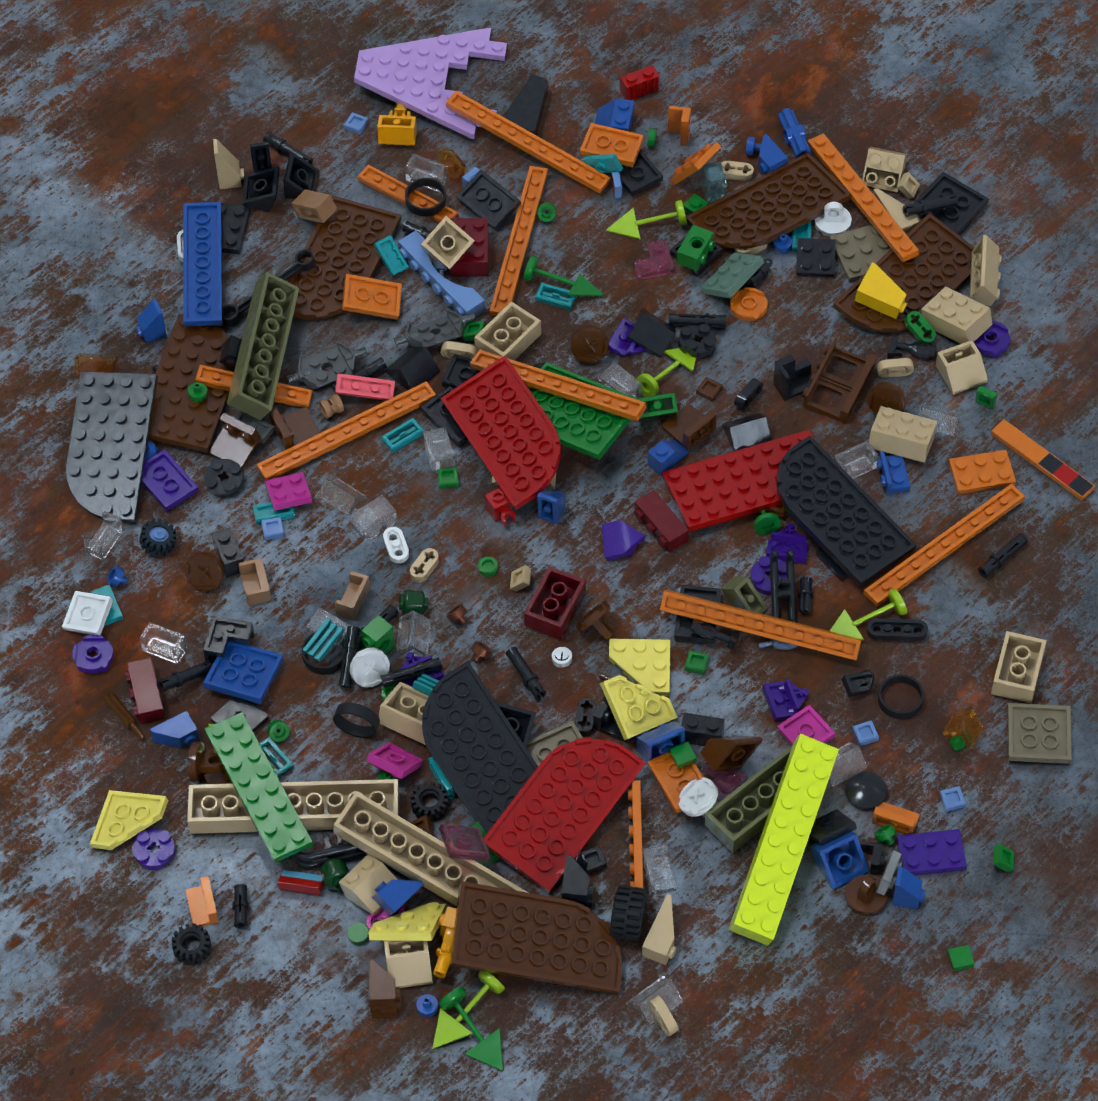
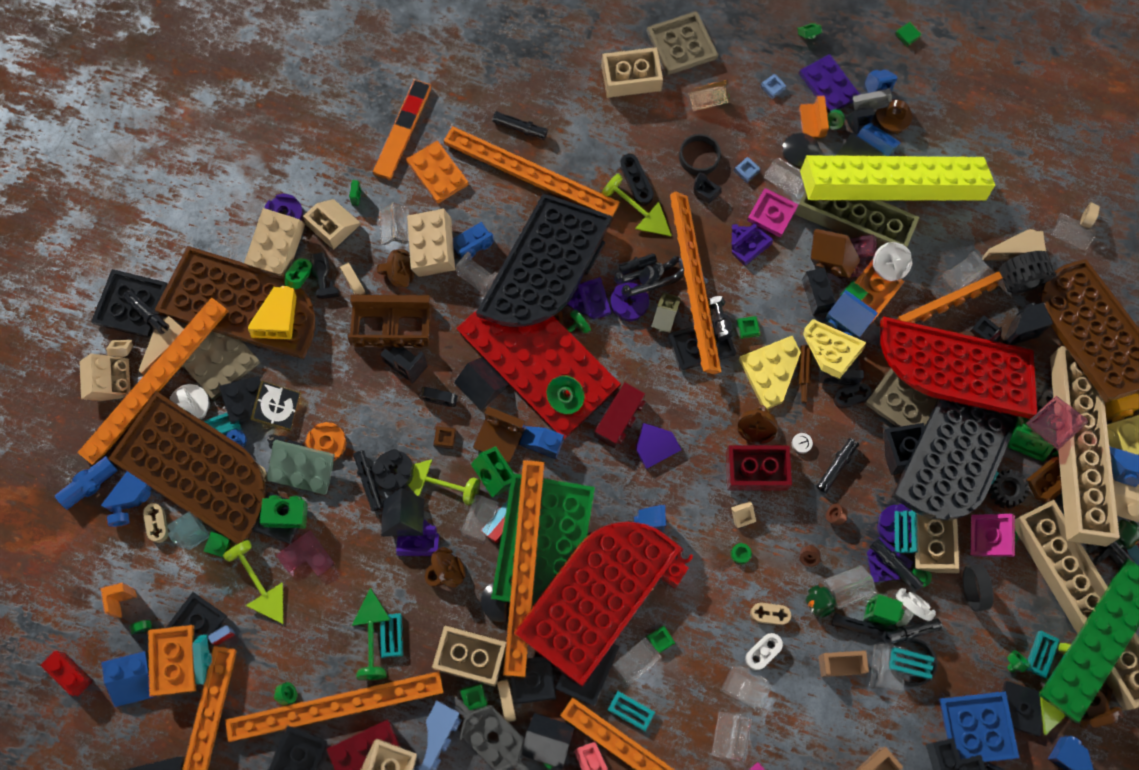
camera: 120 degrees left, 15 degrees up
(694, 162) = (171, 556): orange plate -> none
(697, 476) = (560, 400): none -> green dish
(798, 275) = (275, 406): none -> tile
(985, 272) = (213, 237): tan slope -> none

